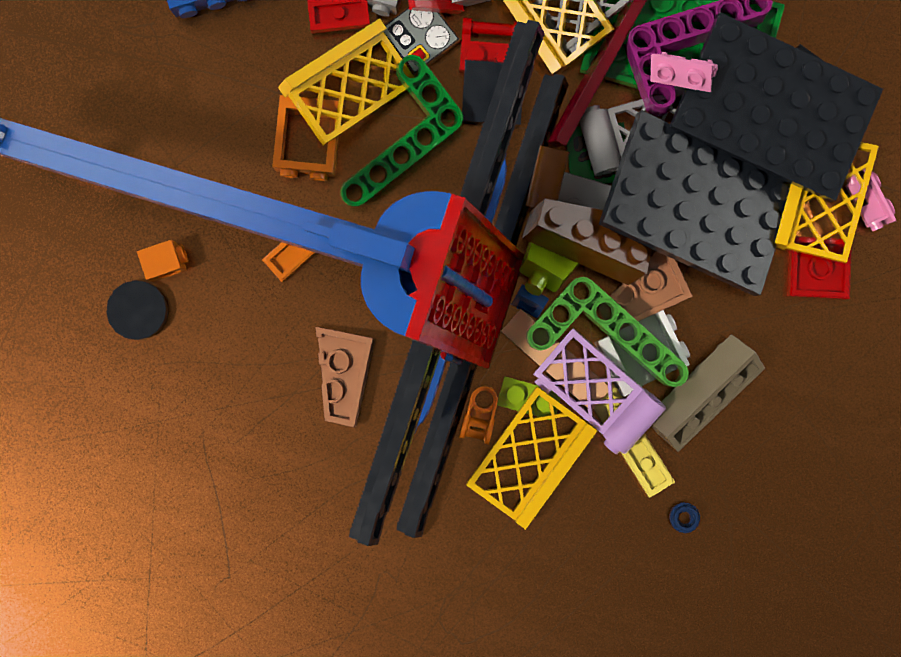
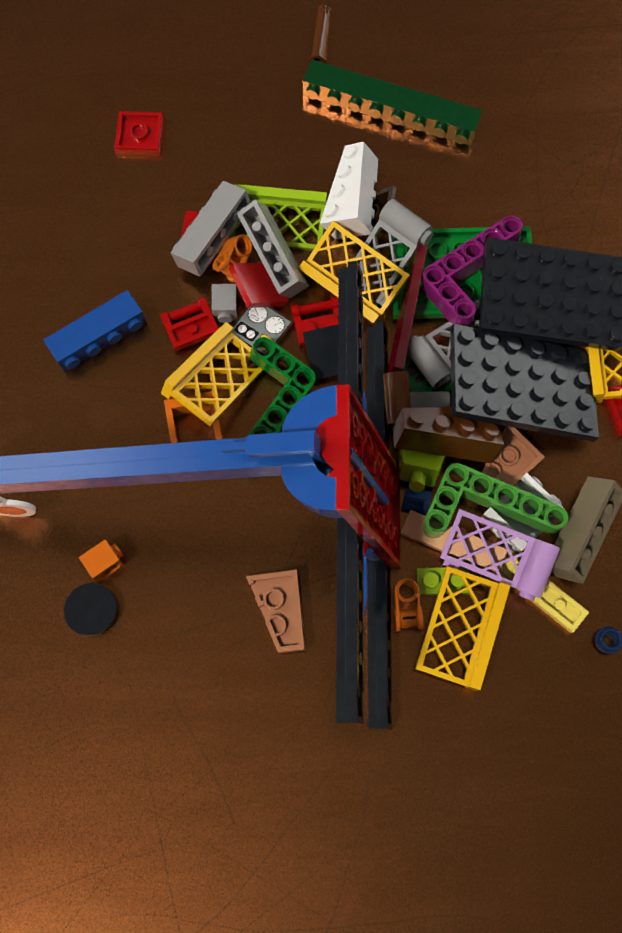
camera: 15 degrees left, 15 degrees down
(286, 260) = (210, 521): orange tile -> none
(682, 72) = (475, 285): bright pink hinge -> none

